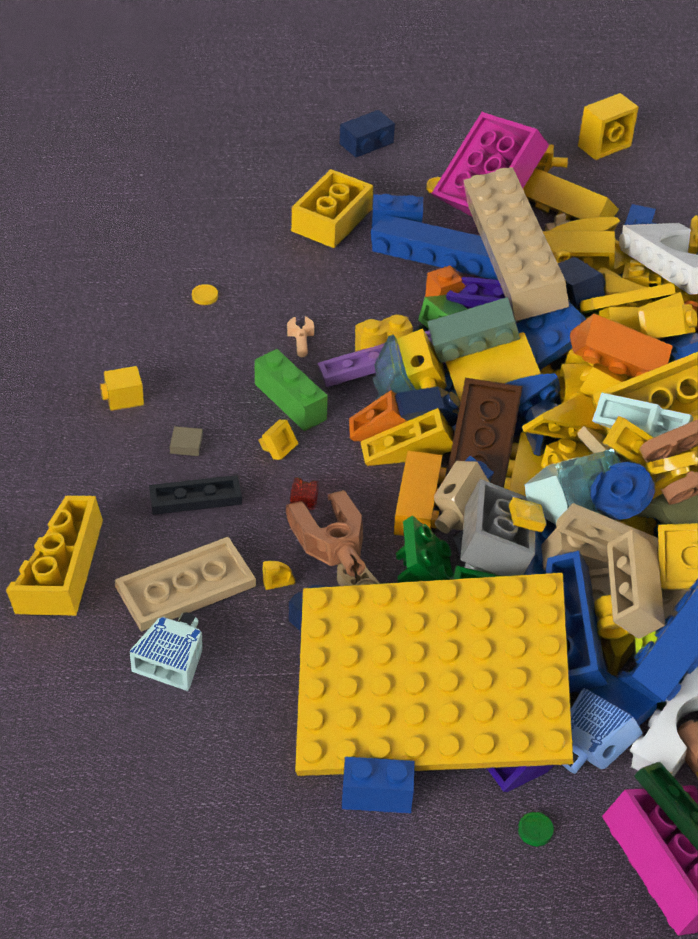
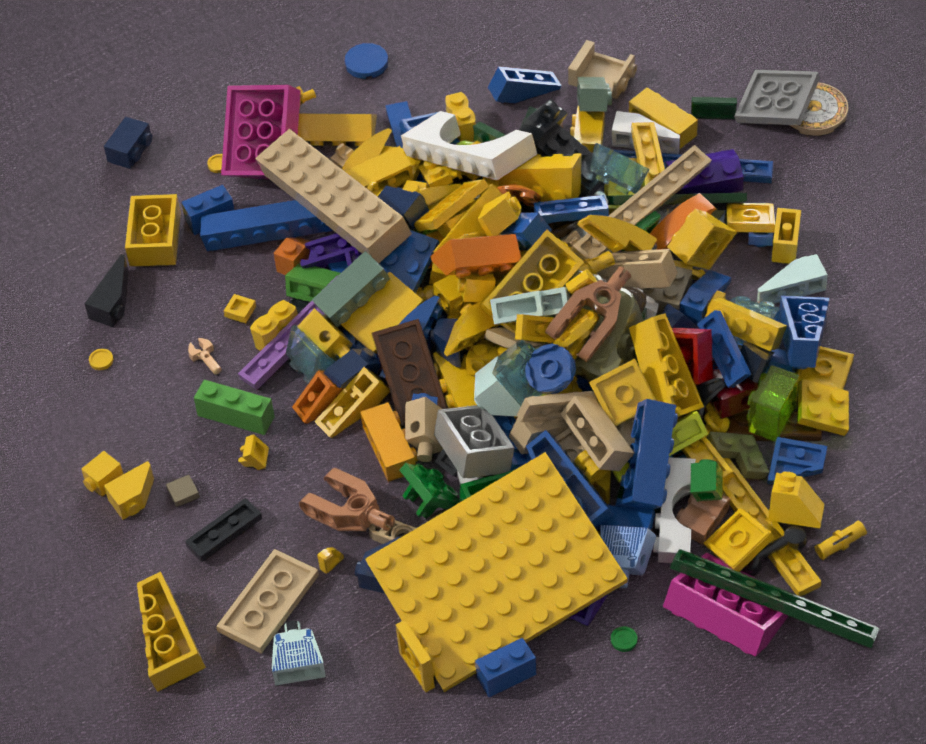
camera: 25 degrees left, 5 degrees up
(138, 415) = (131, 490): none -> yellow slope
(254, 244) = (109, 298): none -> black slope
(288, 716) = (416, 657): none -> yellow plate
(305, 492) = (304, 485): clear red wheel -> none
(363, 308) = (239, 308): none -> yellow plate
(527, 514) = (489, 419): yellow tile -> none
(607, 126) = (324, 41): yellow brick -> none
(640, 162) = (366, 60): none -> blue tile

